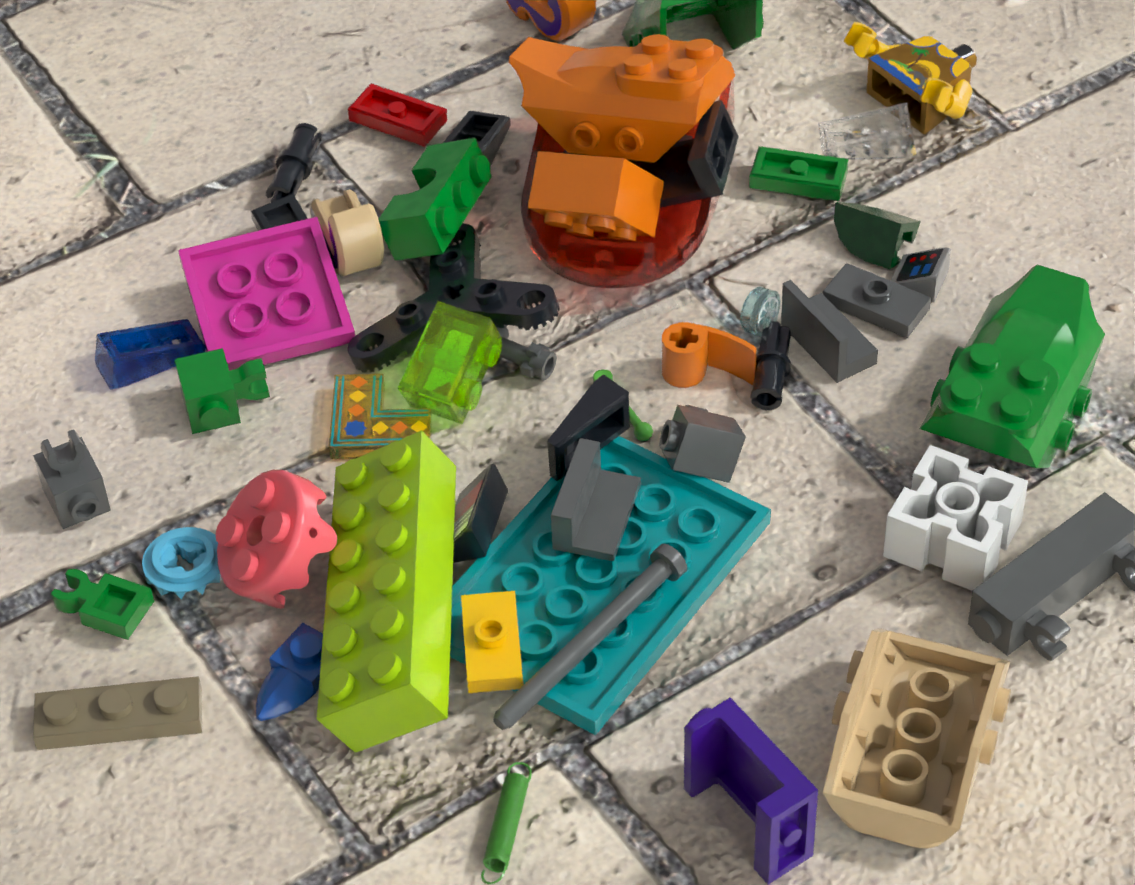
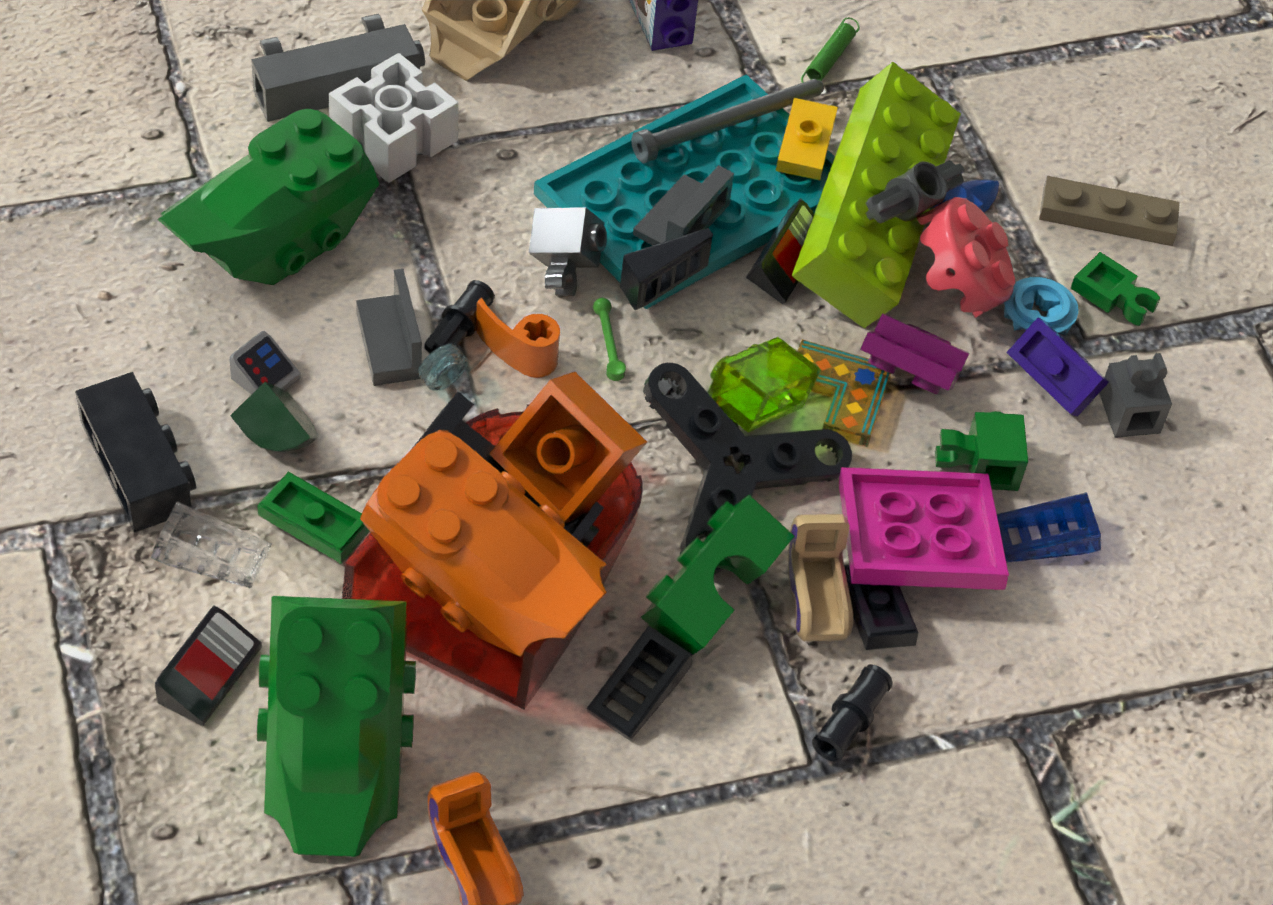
camera: 170 degrees left, 5 degrees up
(147, 486) = (1057, 367): none -> dark purple plate
(307, 438) = (915, 350): none -> magenta slope
(341, 524) = (915, 191): none -> dark grey axle
(397, 114) = (715, 749): red plate -> none
(814, 64) = (206, 666): none -> slope
(877, 300) = (323, 360): dark grey plate -> none
(916, 73) = (112, 575): torso -> none
(979, 170) = (135, 450): none -> black brick

